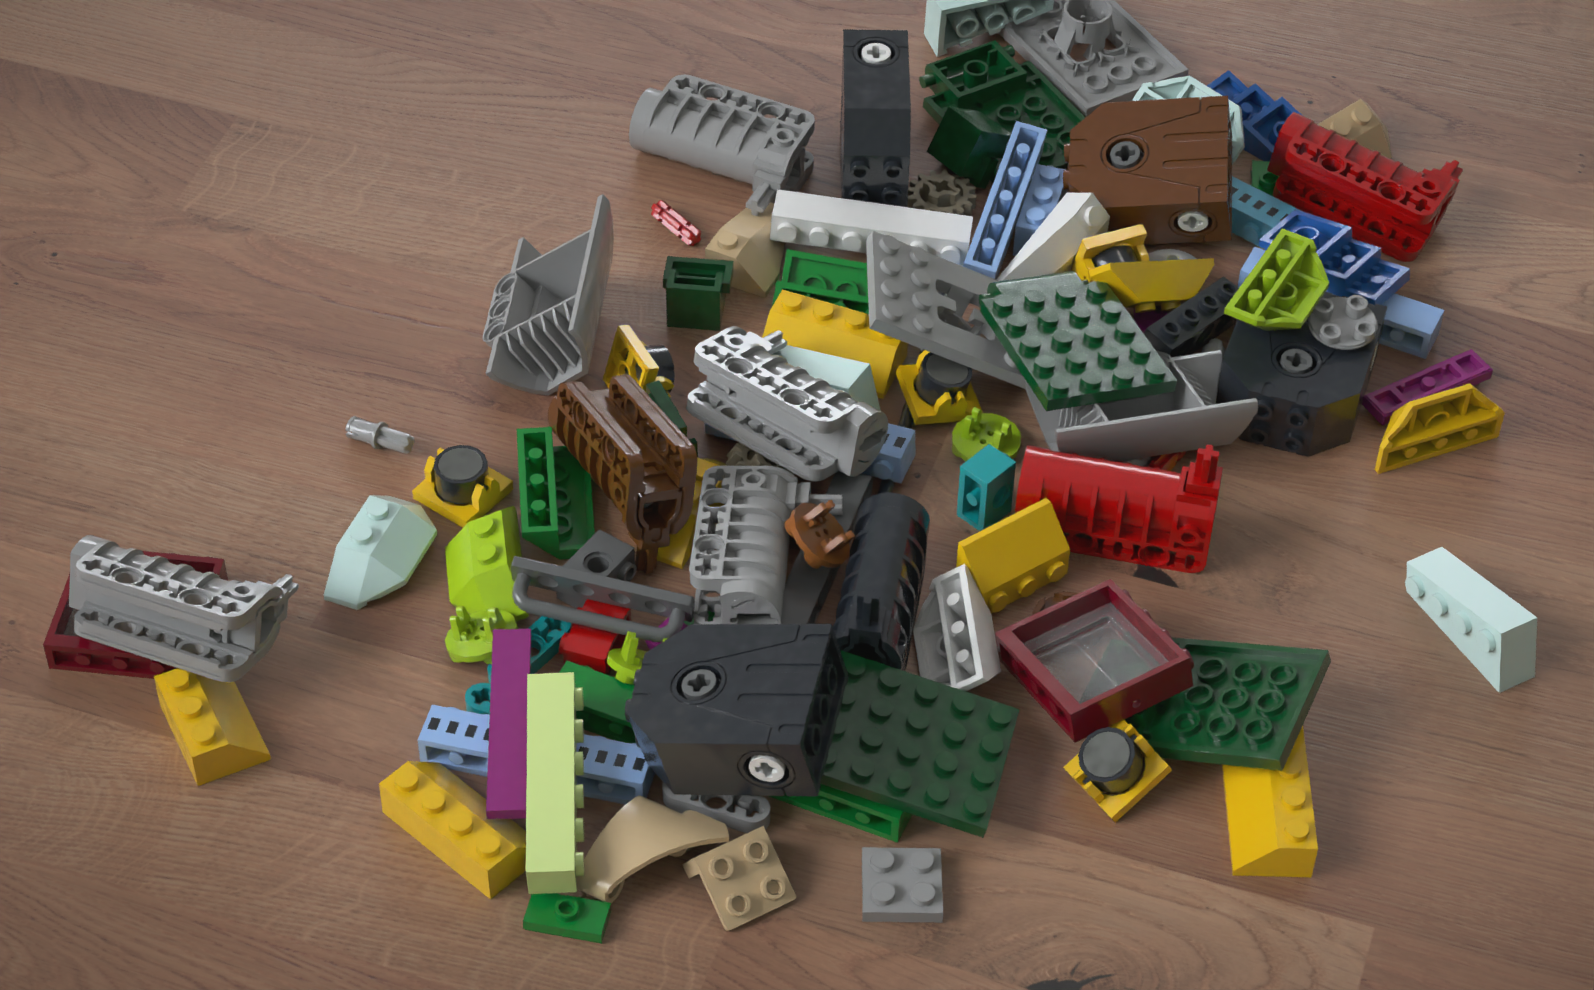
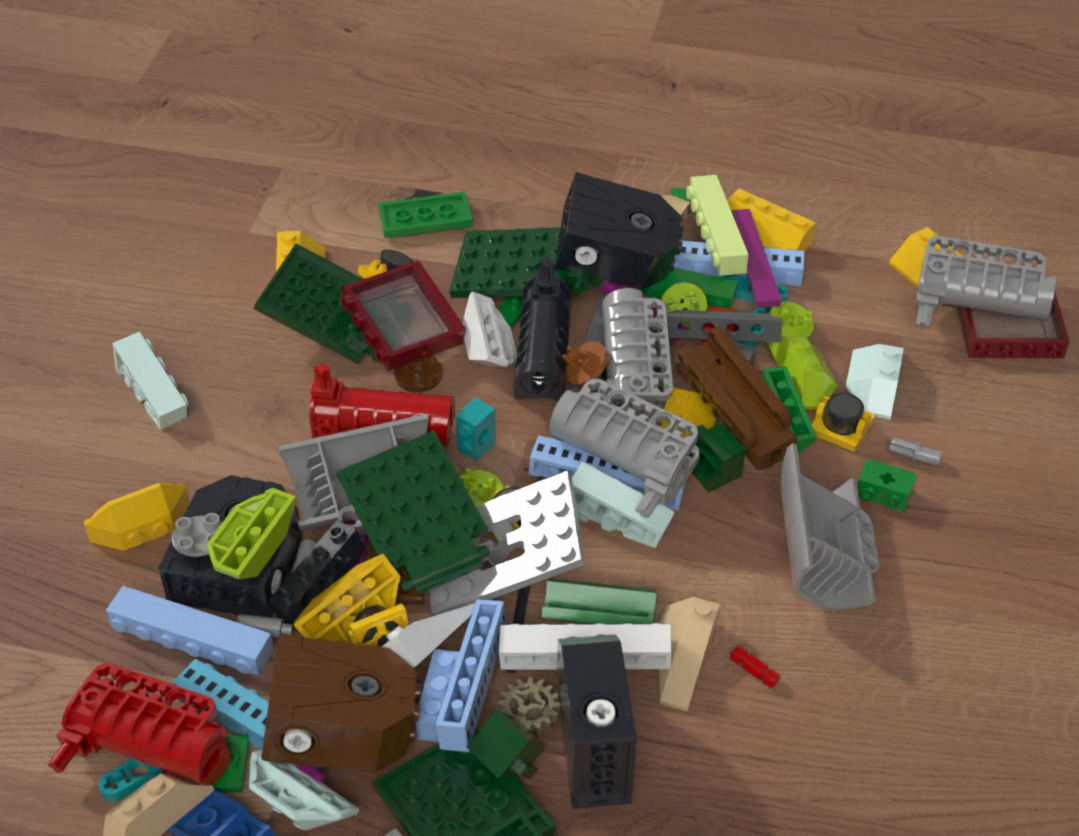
camera: 175 degrees right, 0 degrees up
(440, 391) = (886, 485): none -> green brick
(640, 361) = (742, 498): yellow piece -> none
(696, 291) = (720, 577): dark green plate -> none
(726, 135) = (728, 733): light grey piece -> none
(836, 332) = (617, 560): yellow slope -> none
(902, 885) = (511, 218): light grey plate -> none
(1016, 555) = (466, 382): yellow slope -> none
(1058, 914) = (425, 214): none -> green plate
(1348, 263) = (189, 637): blue slope -> none
(1446, 375) = (126, 566): magenta plate -> none

